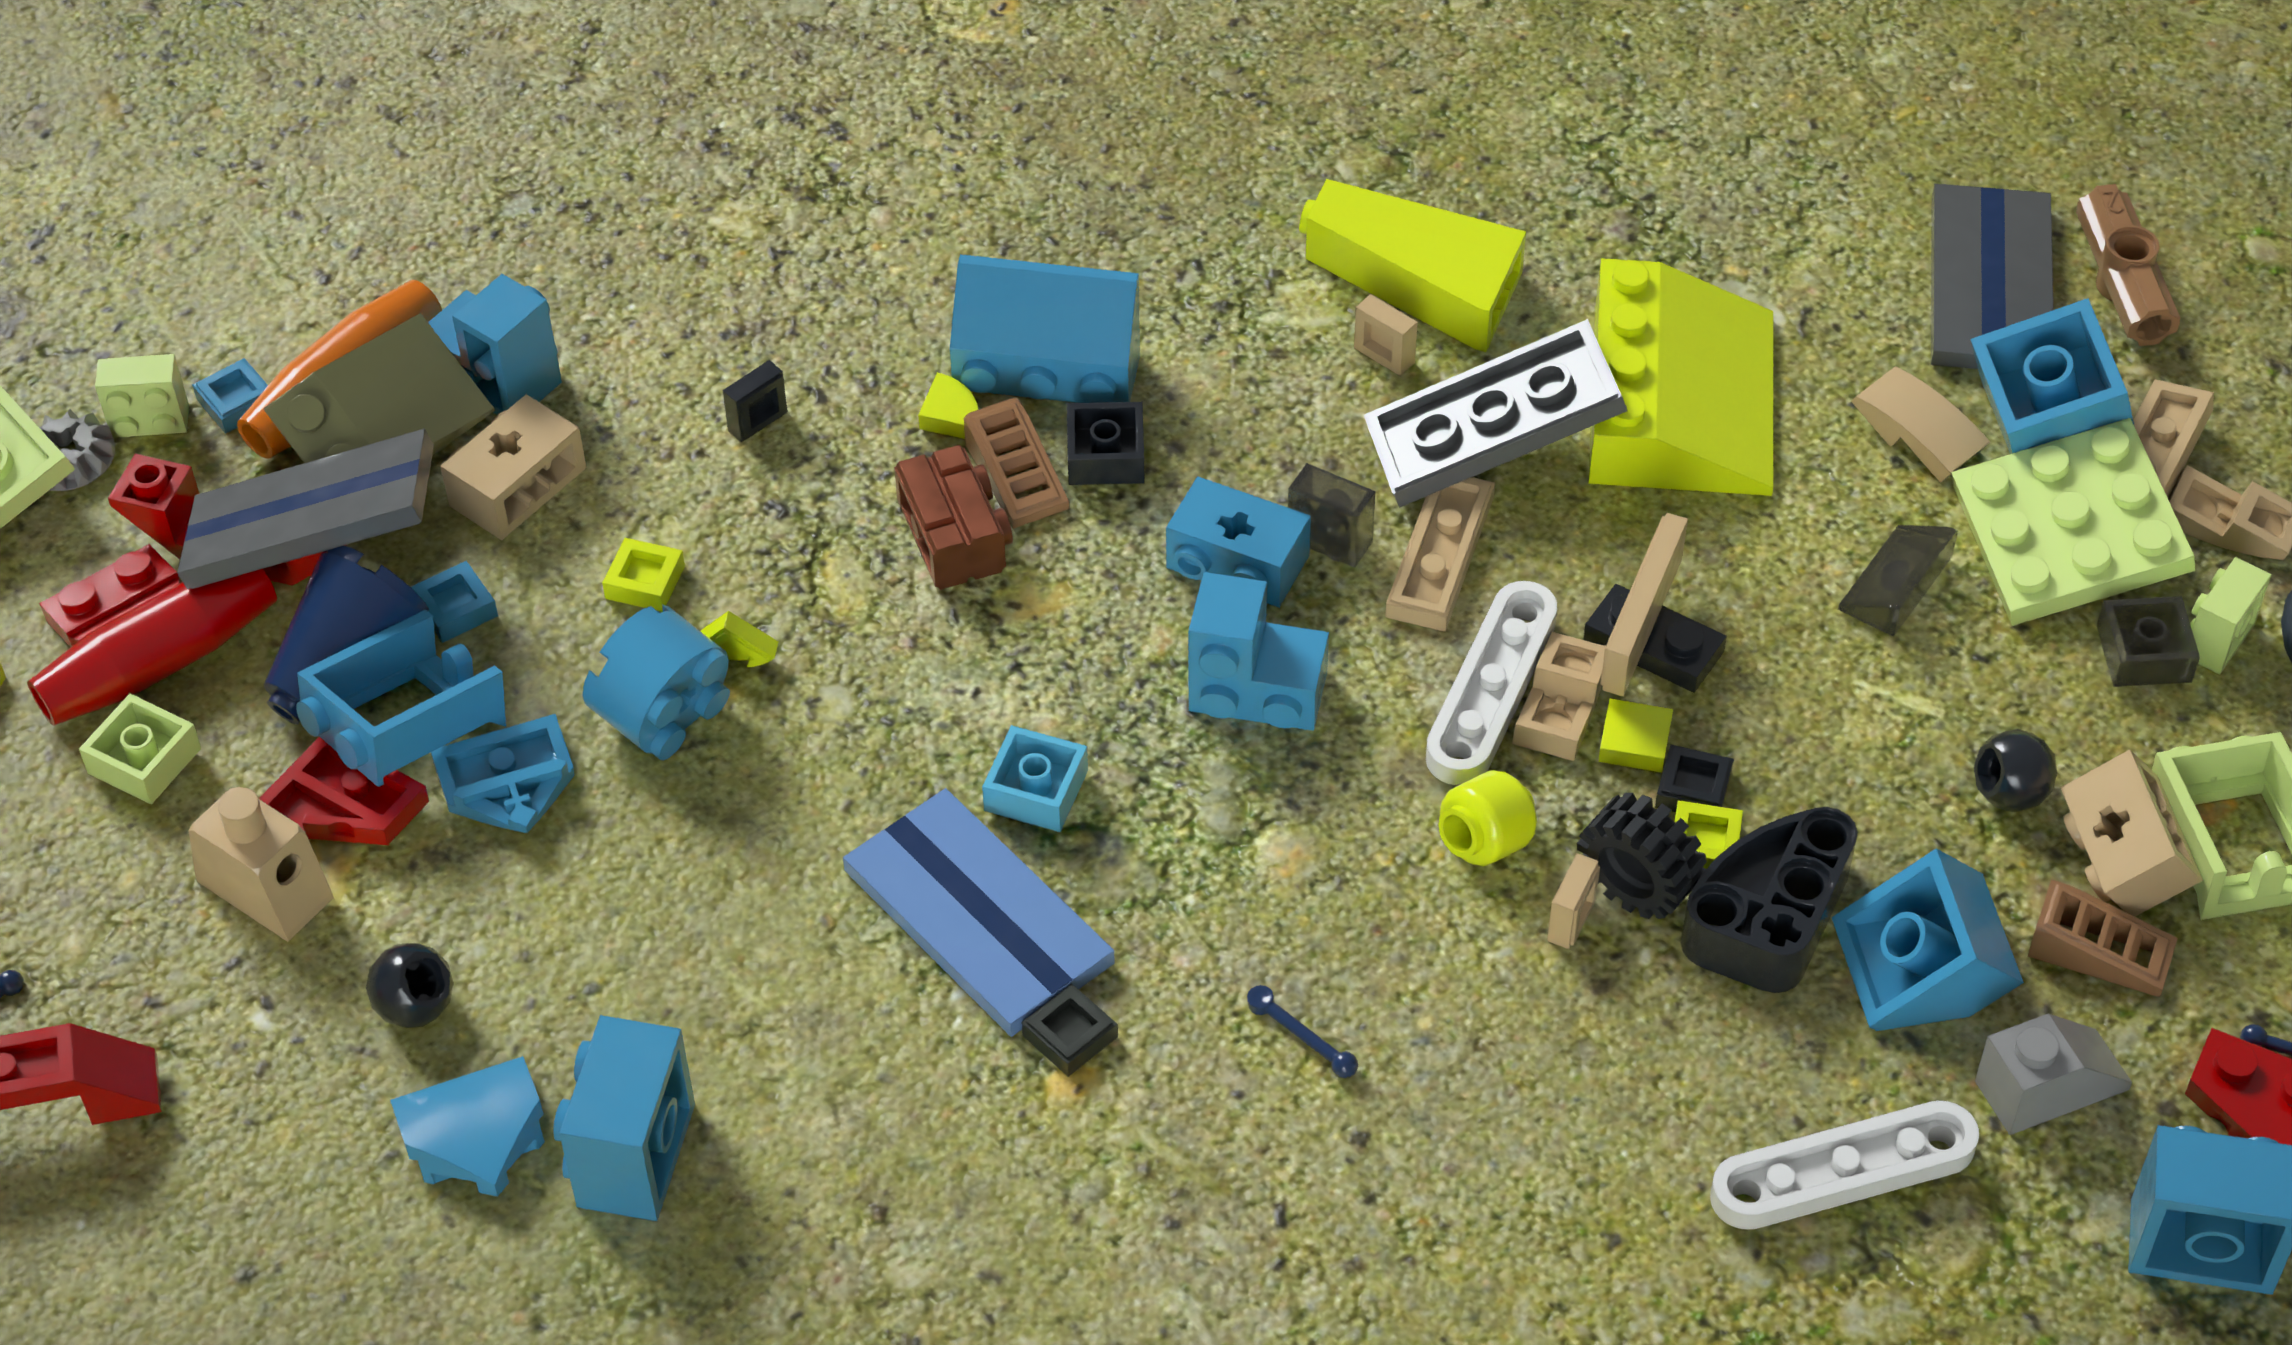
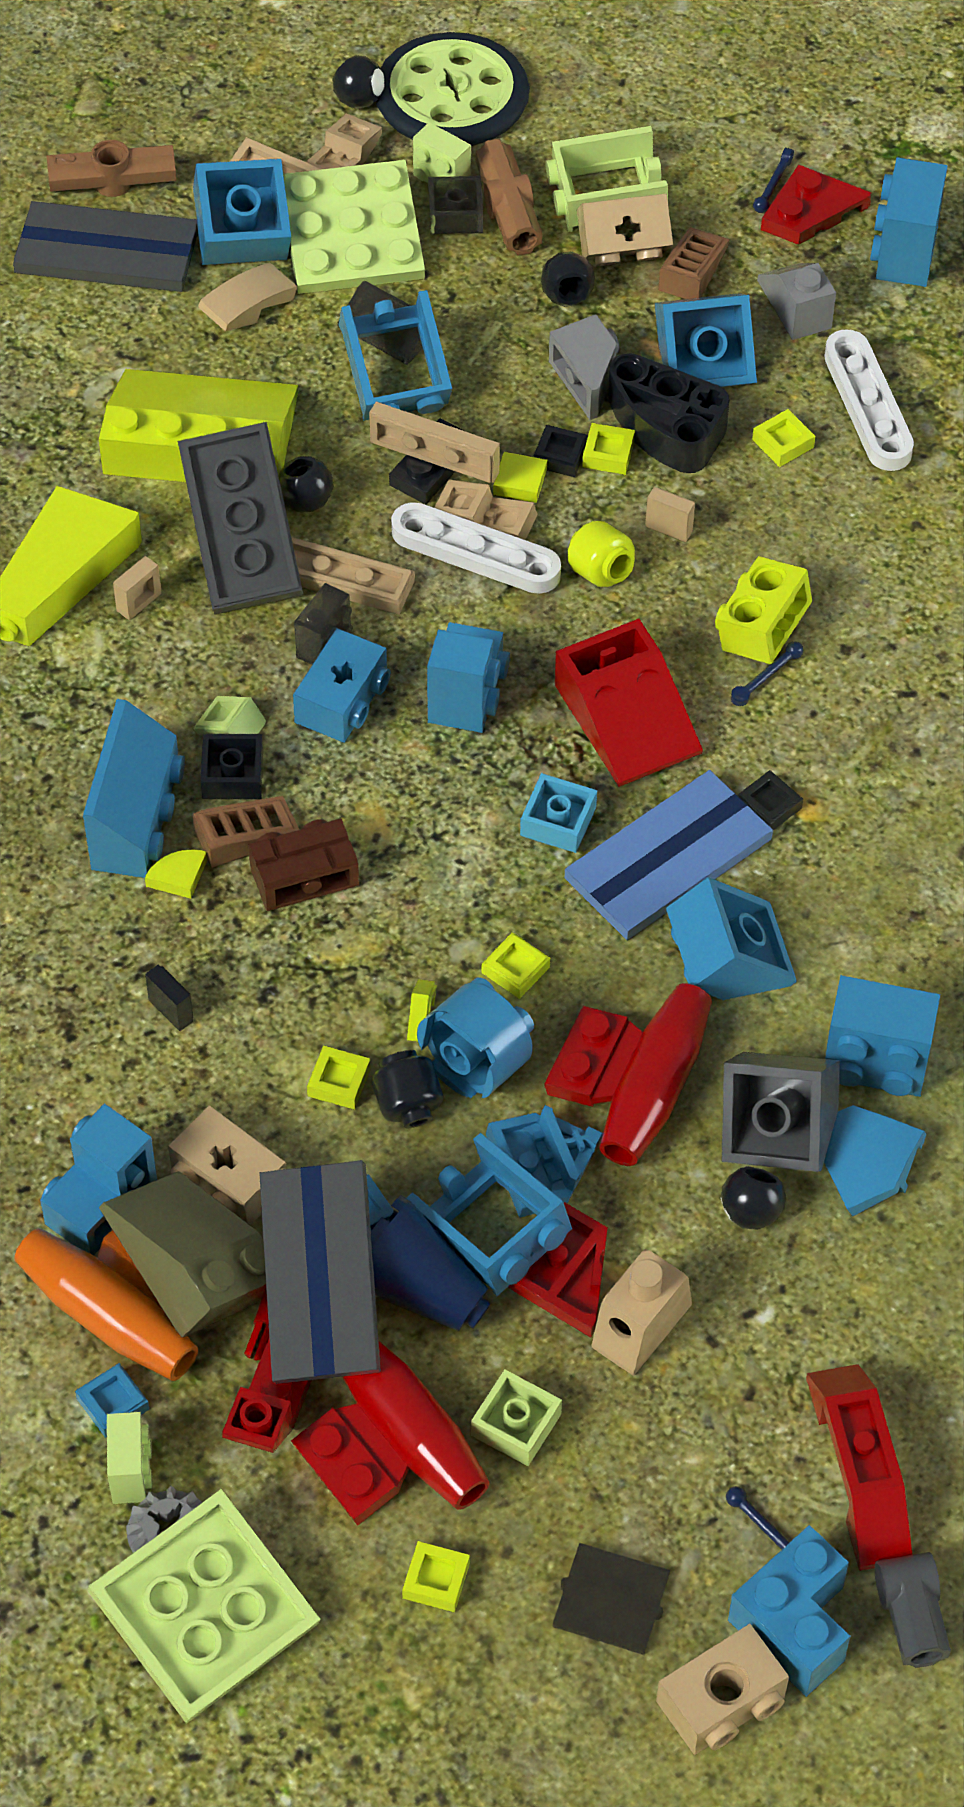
camera: 90 degrees left, 5 degrees up
(537, 1007) = (779, 1110): none -> dark grey slope
(594, 619) = (407, 1088): none -> black head
(623, 862) = (632, 1069): none -> red plate
(803, 747) = (515, 965): none -> neon yellow tile
(817, 972) = (729, 941): none -> dark azure slope
(1185, 448) = (231, 716): none -> yellowish green slope
(1216, 844) = (626, 702): none -> red slope
(1396, 1010) = (763, 609): none -> neon yellow brick
(1575, 487) = (305, 484): none -> black piece
(1643, 855) = (645, 463): black tyre -> none
(1758, 1057) = (783, 437): none -> neon yellow tile
(1792, 524) = (386, 320): none -> dark azure window
(1868, 785) = (582, 360): none -> light grey slope
(2179, 703) = (508, 197): none -> medium nougat piece

